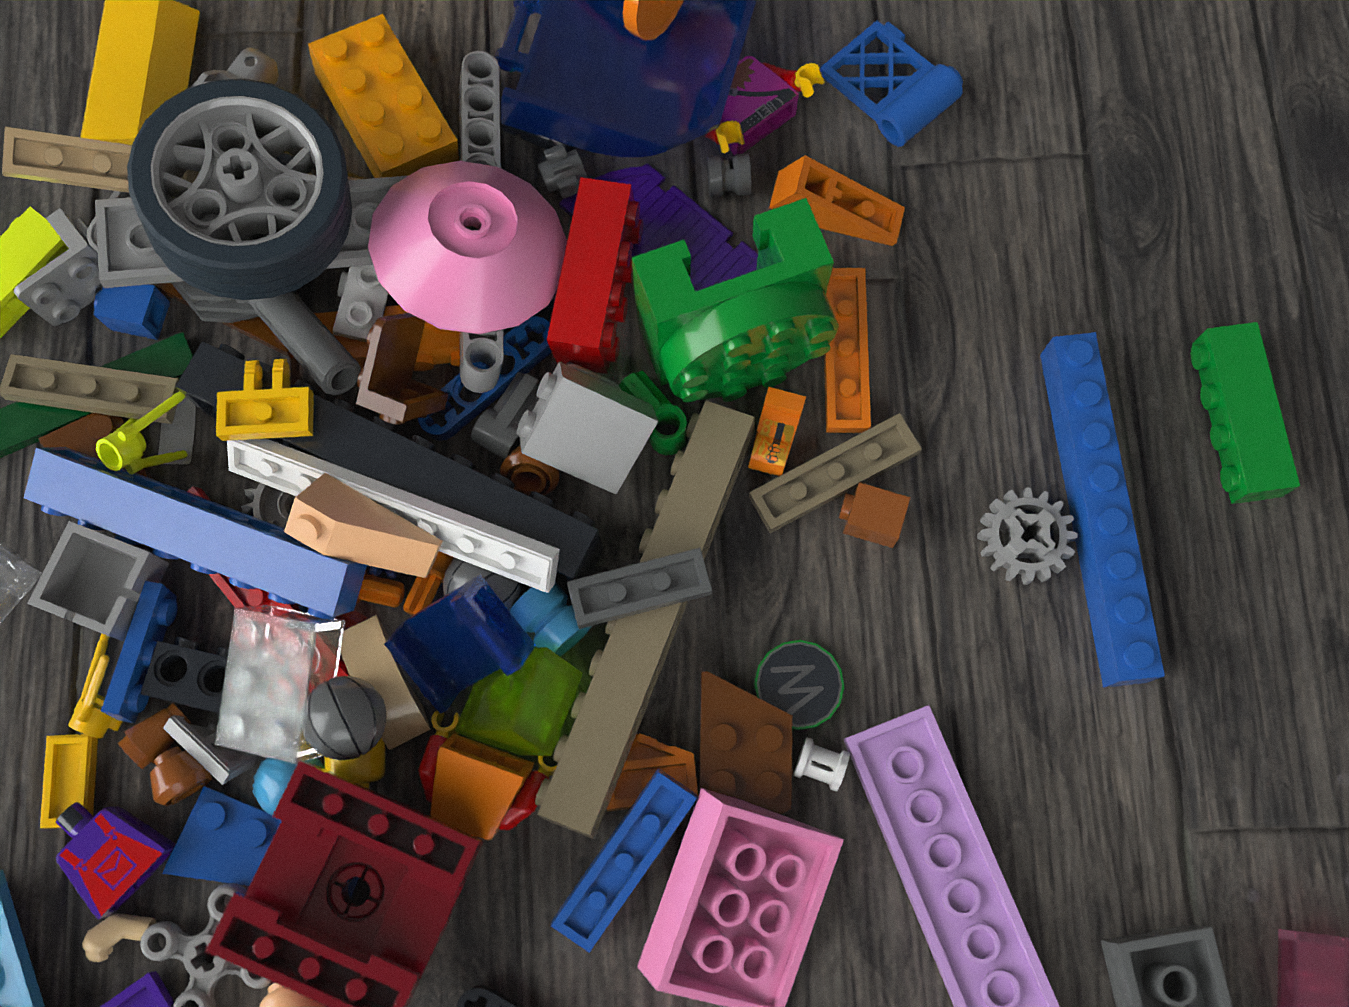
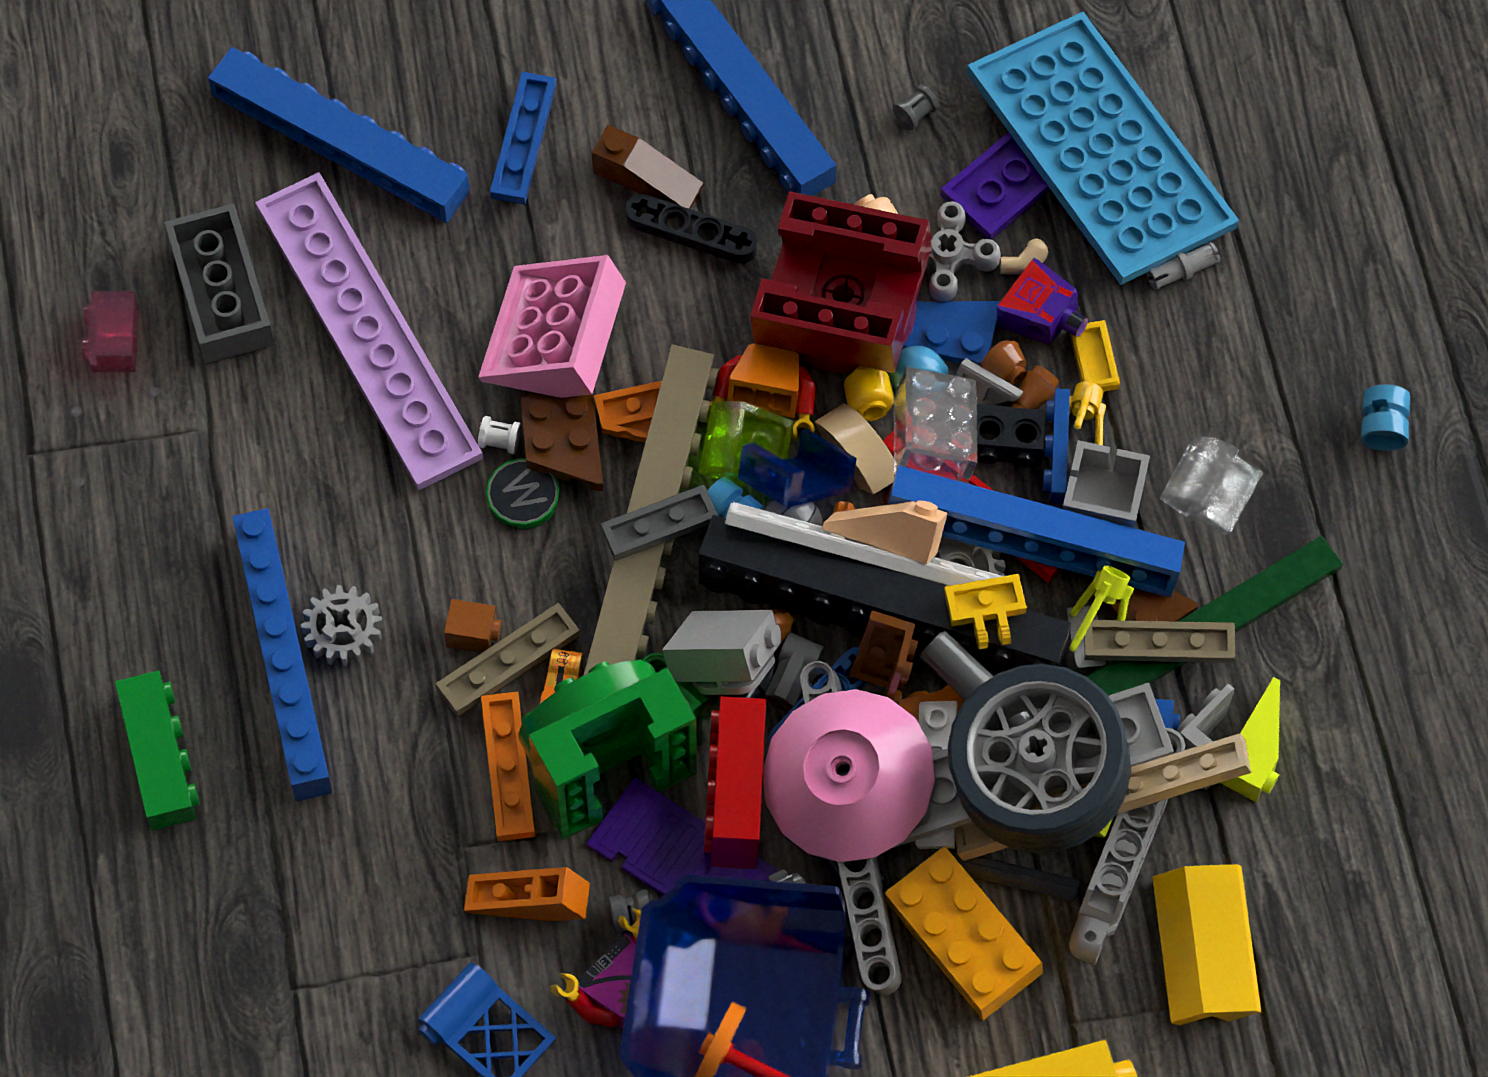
camera: 170 degrees right, 10 degrees down
(343, 718) = (873, 396): dark grey piece -> none
(623, 860) = (645, 346): blue plate -> none

